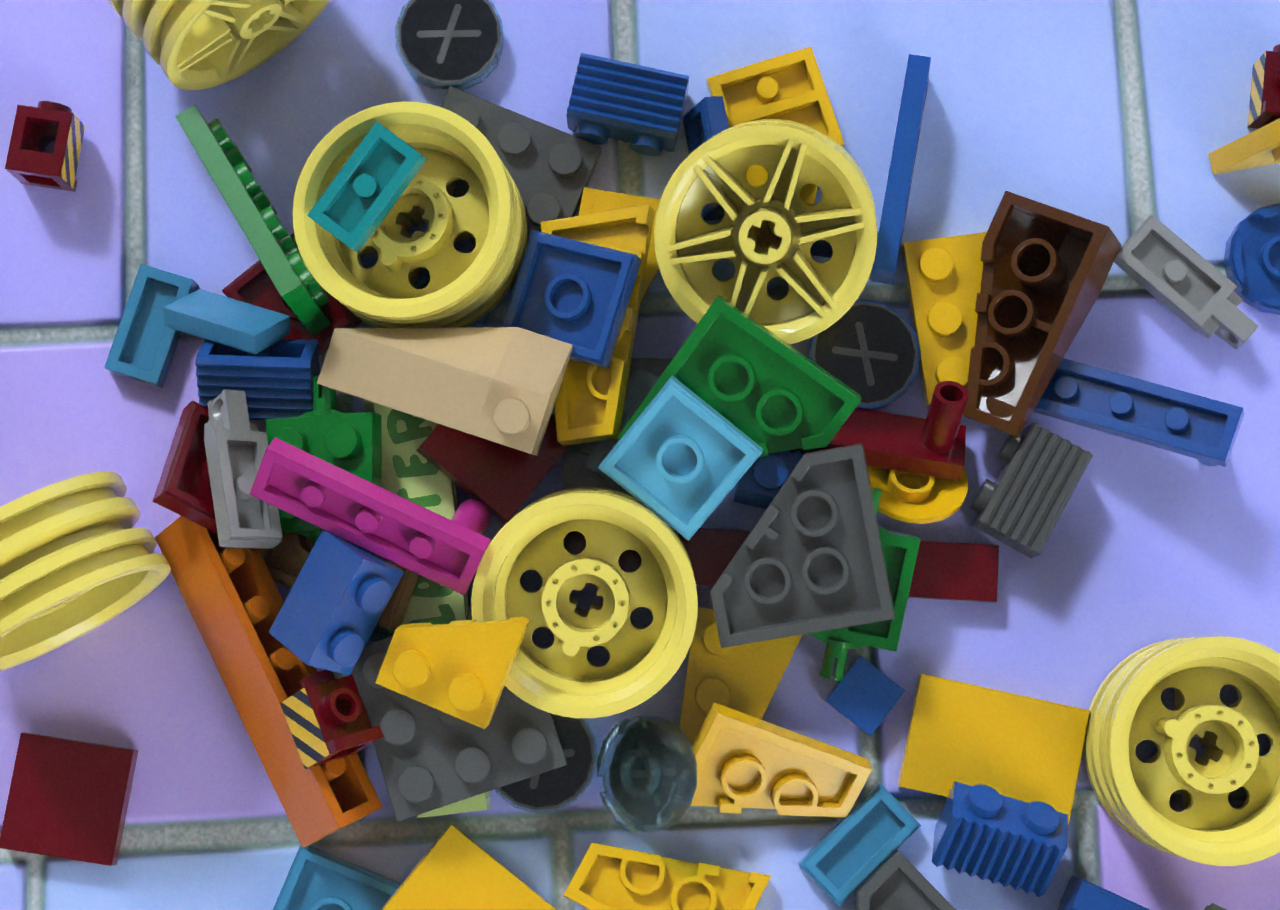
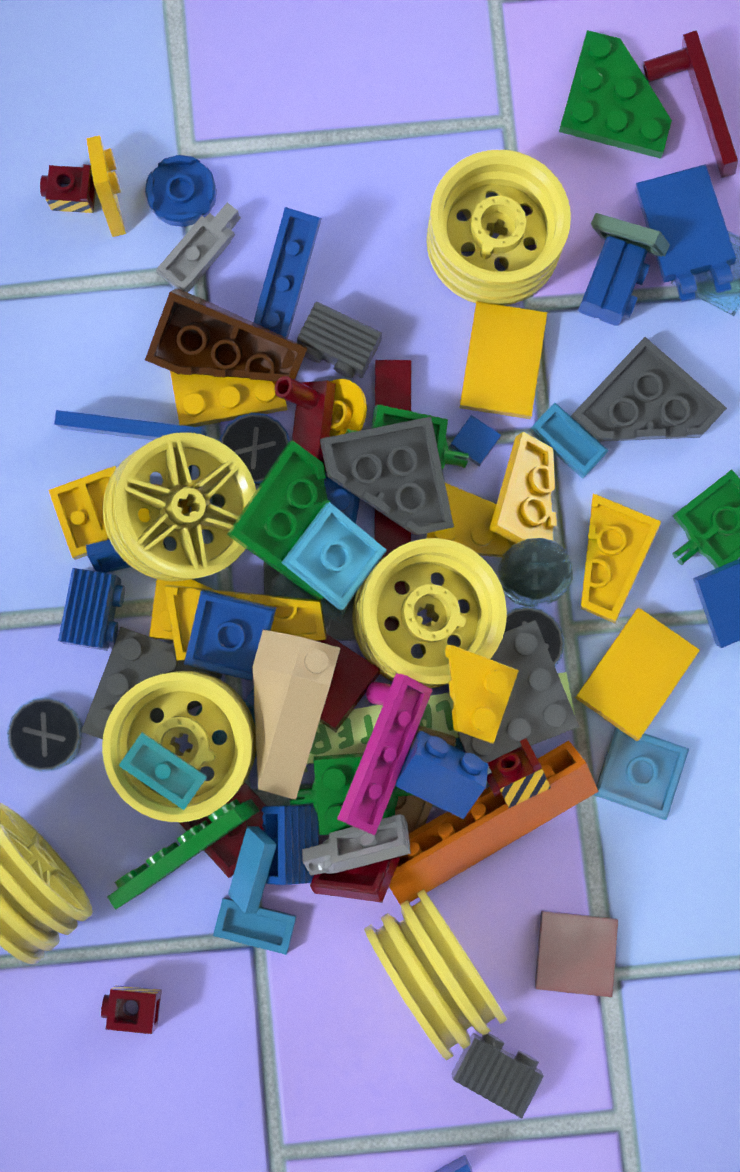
camera: 90 degrees left, 0 degrees up
(1000, 838) = (560, 352): blue brick -> none

